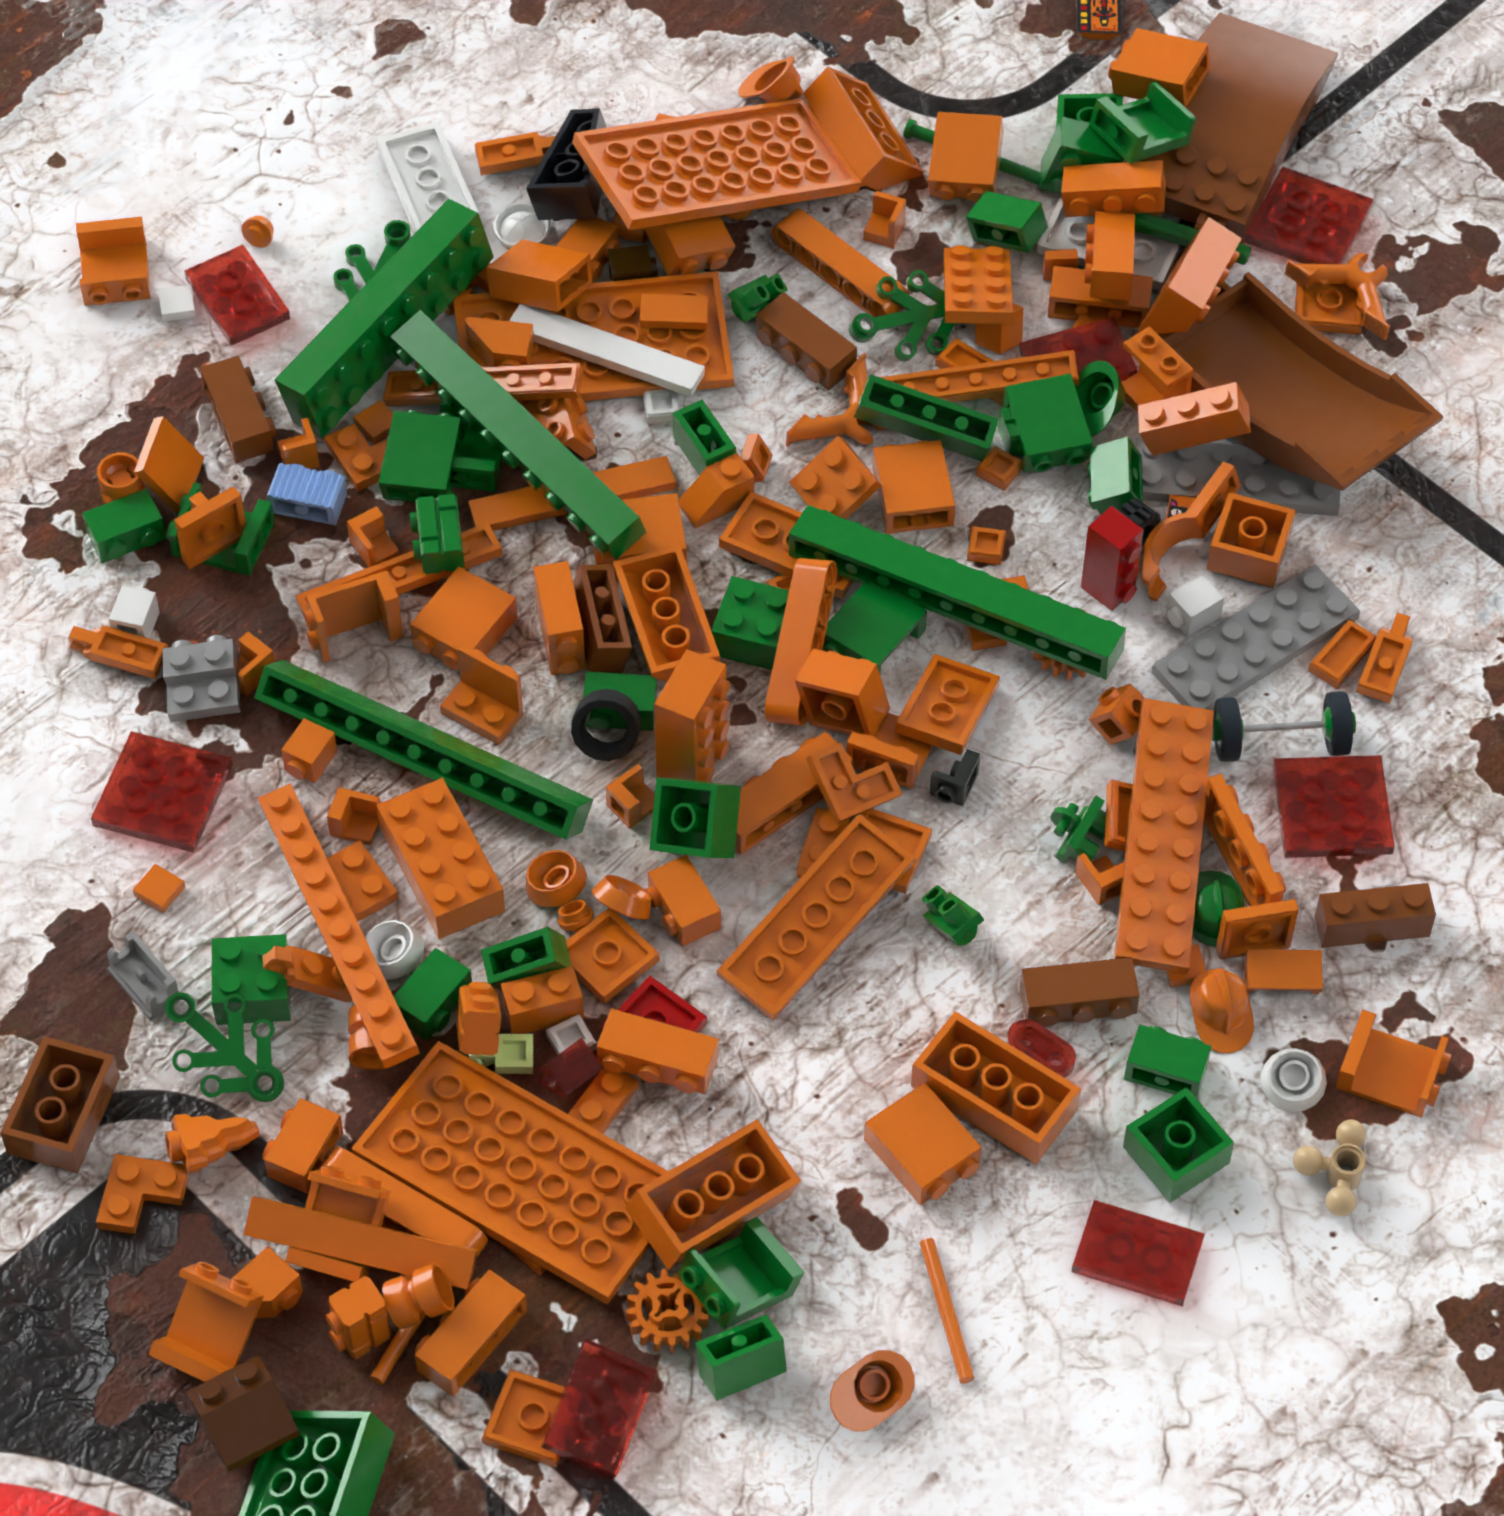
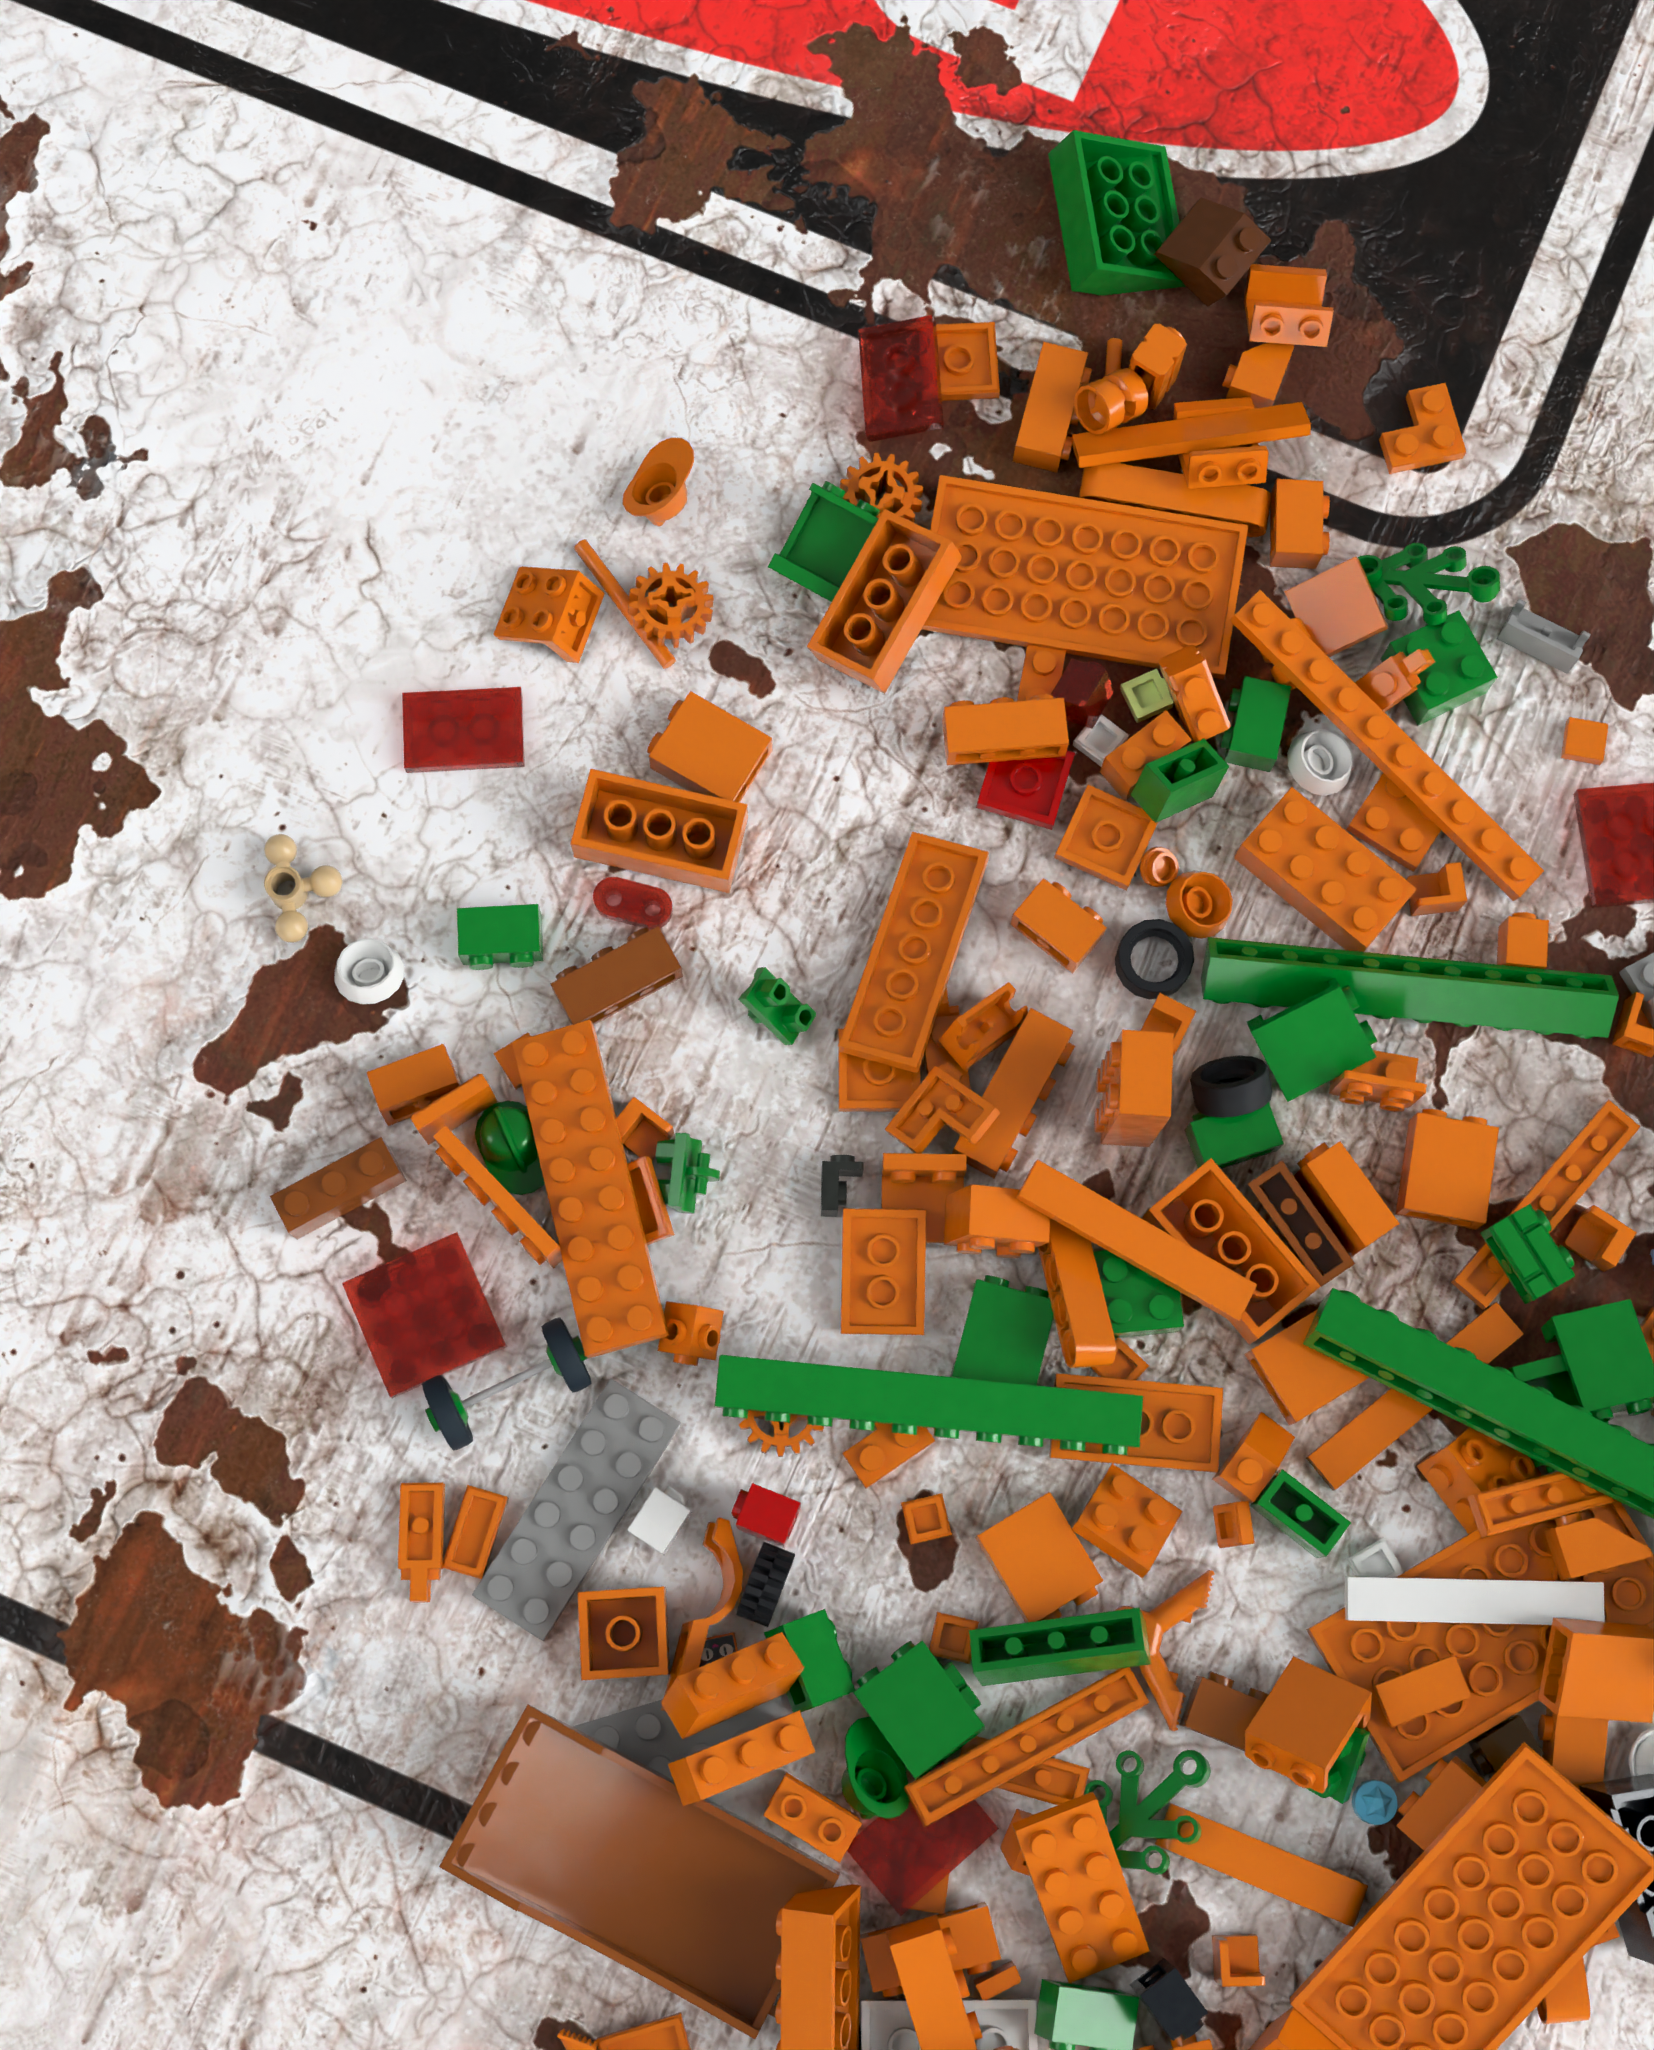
camera: 155 degrees right, 20 degrees up
(60, 1104) = (1542, 467): dark orange brick -> none
(205, 1139) = (1390, 492): orange rock -> none
(310, 1058) = (1337, 607): none -> orange tile
(352, 607) = (1537, 1142): orange panel -> none
(523, 724) = (1314, 1040): none -> green panel
(615, 826) = (1164, 930): none -> black tyre
(623, 897) = (1119, 893): orange hat -> none
(695, 818) = (1083, 997): green brick -> none
(738, 274) = (1374, 1802): none -> medium azure tile
(741, 1357) = (792, 467): green brick -> none
(745, 625) = (1136, 1241): none -> orange tile
(769, 310) = (1306, 1724): none -> orange panel
(787, 842) = (983, 1028): none -> orange hinge
(920, 1291) = (666, 621): none -> orange gear
(946, 208) = (1170, 2000): none -> black brick
(1023, 1322) = (550, 610): none -> orange bracket
(1178, 1144) = (457, 838): green brick -> none
(1183, 460) = (732, 1685): none -> orange brick
(1221, 1010) = (467, 1023): orange piece -> none
(1392, 1068) = (270, 1025): orange panel -> none

